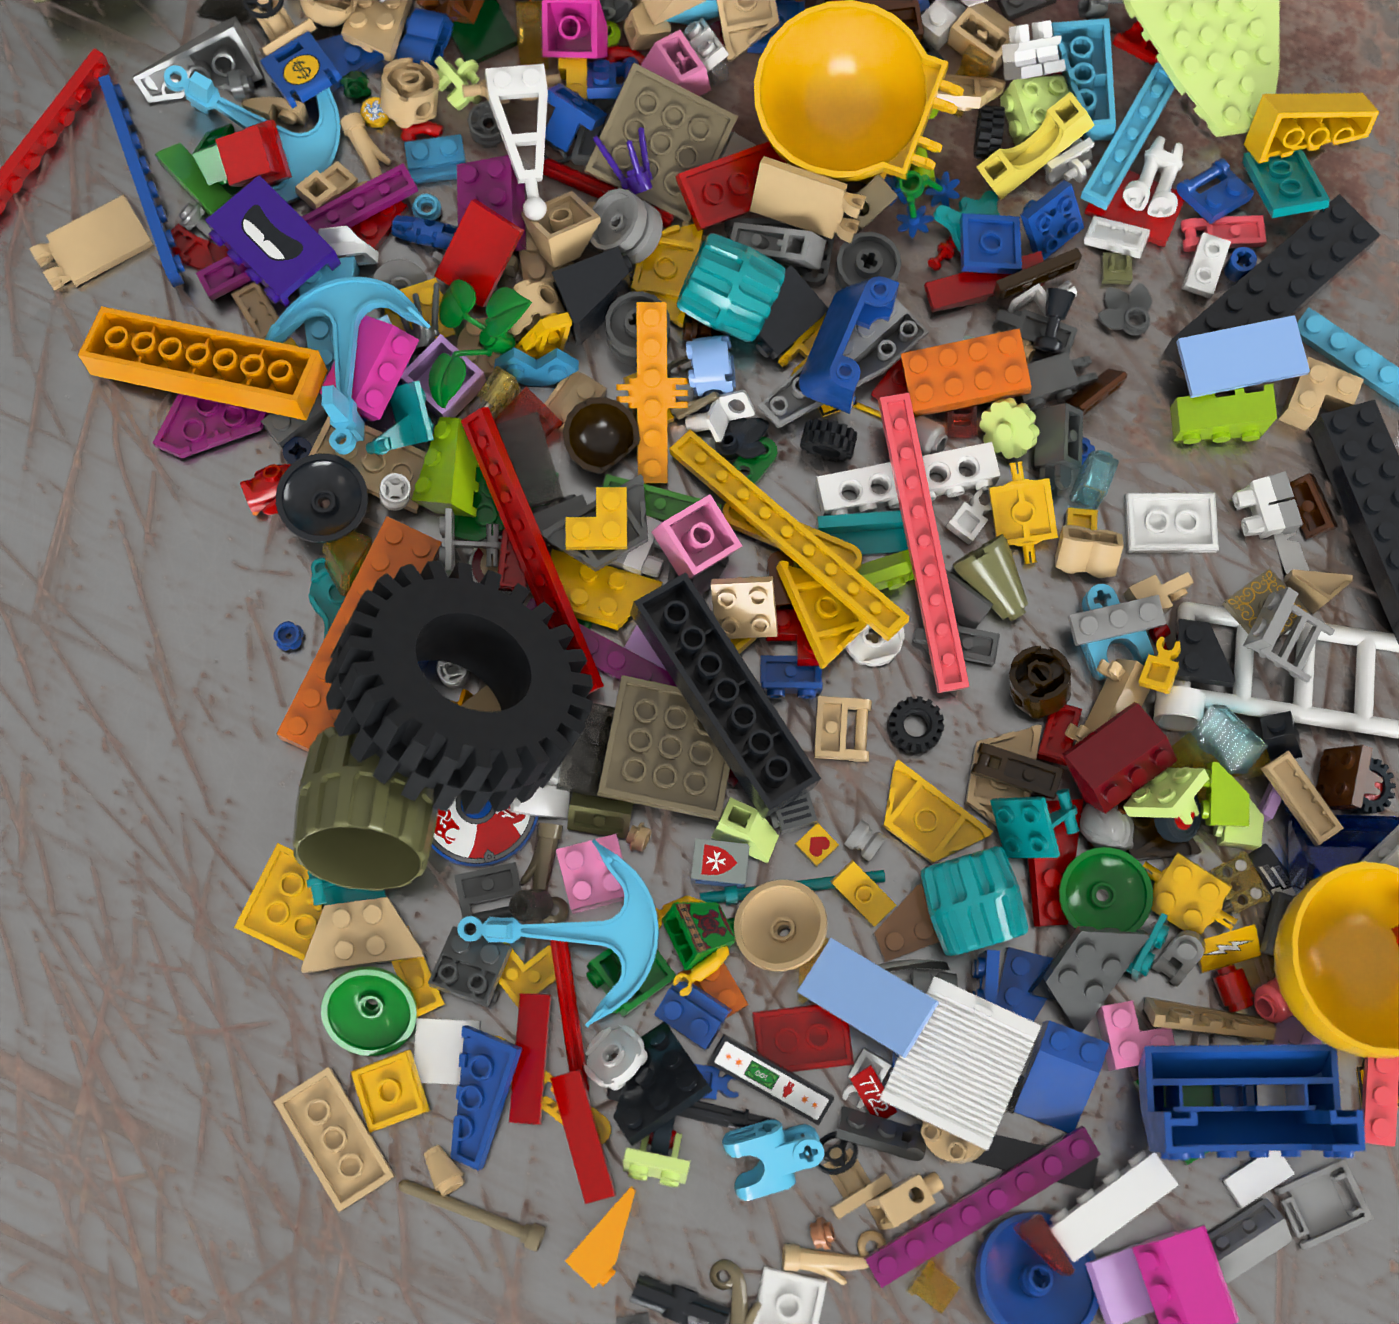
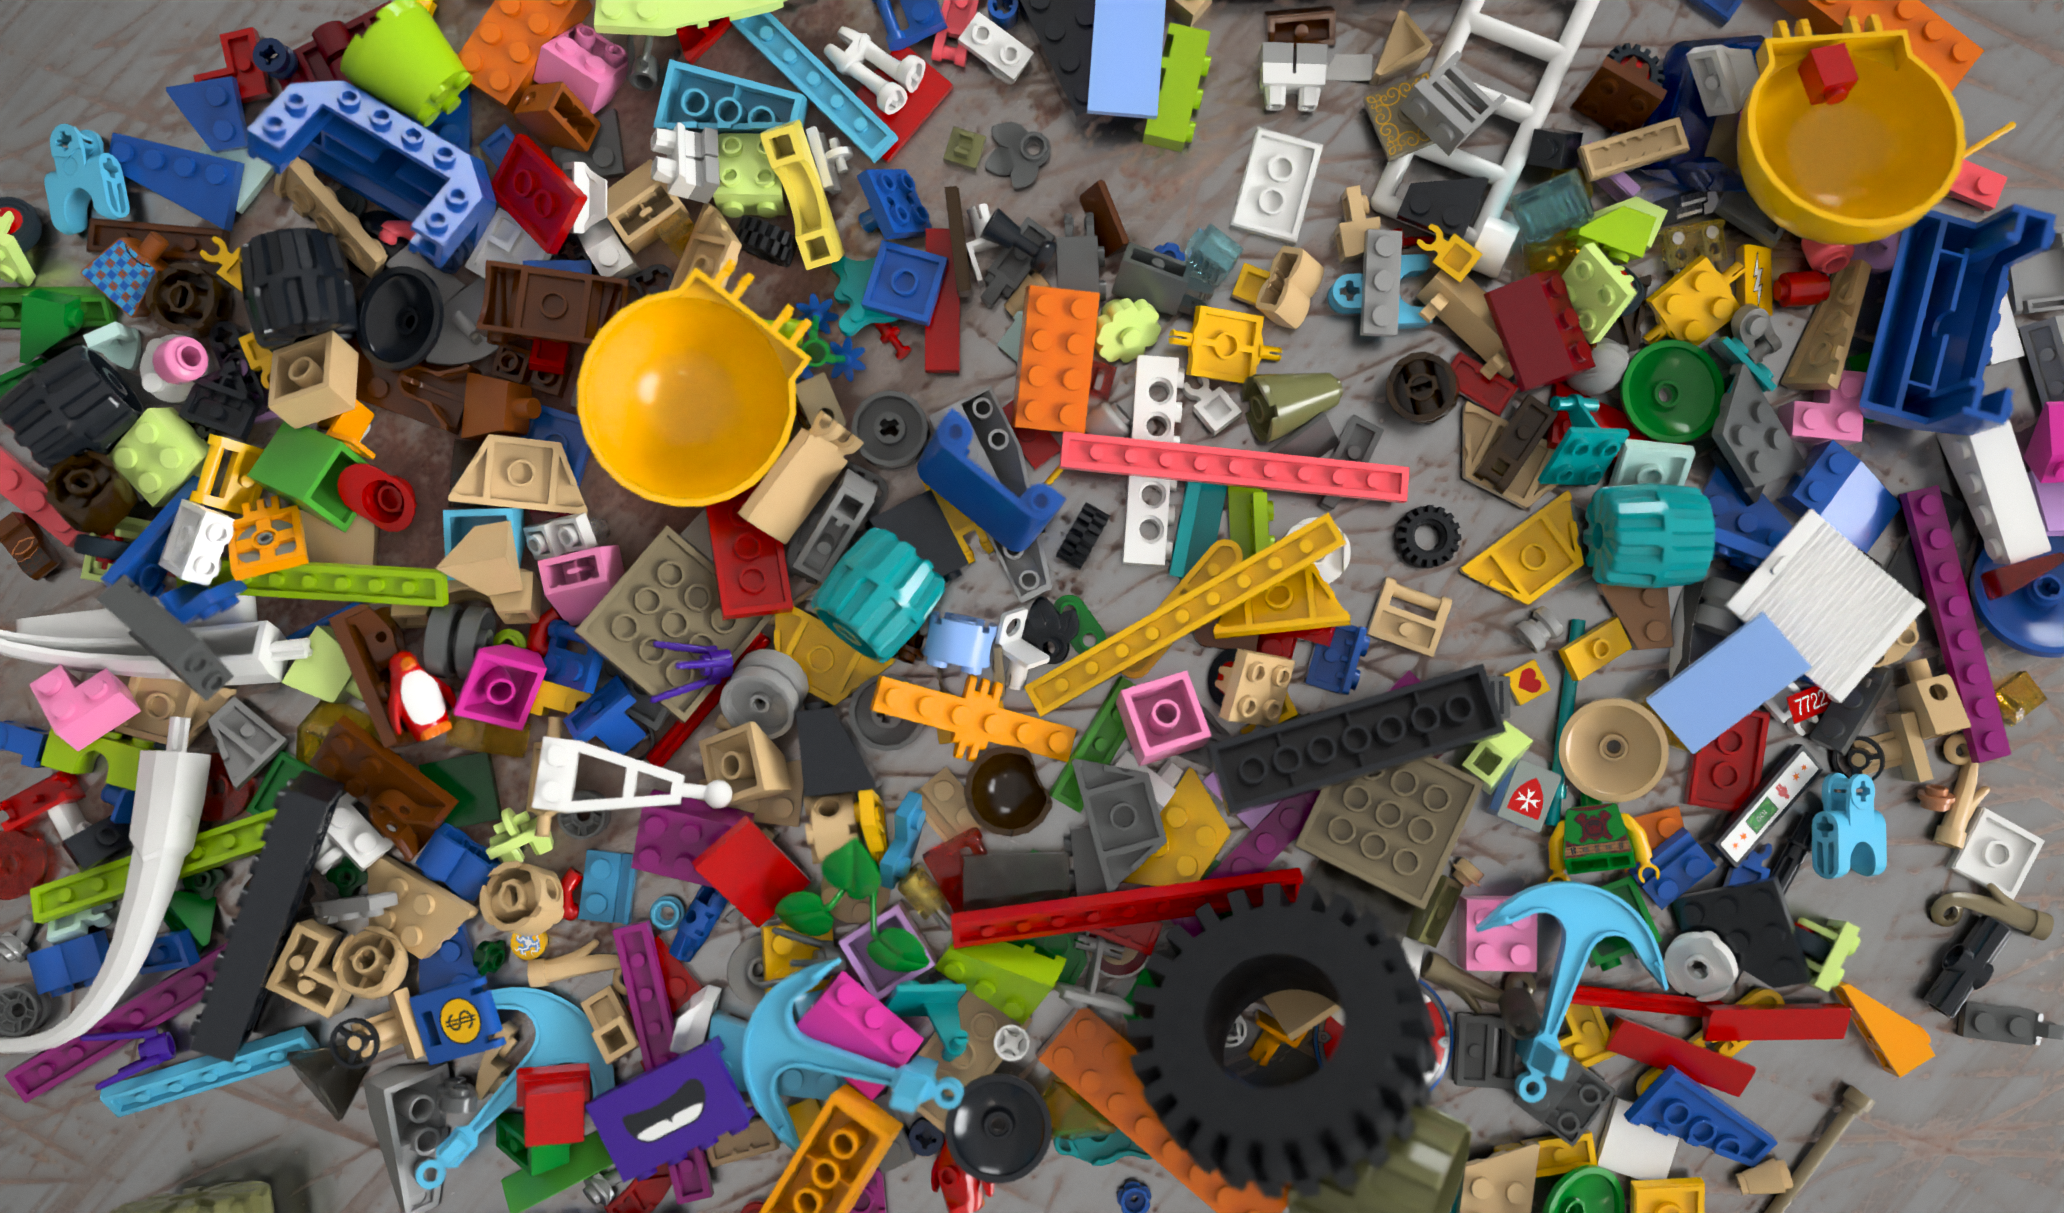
camera: 70 degrees left, 10 degrees up
(605, 530) = (1127, 815): yellow plate -> none
(1039, 892) = (1652, 463): none -> light aqua tile
(1116, 237) = (929, 137): white plate -> none

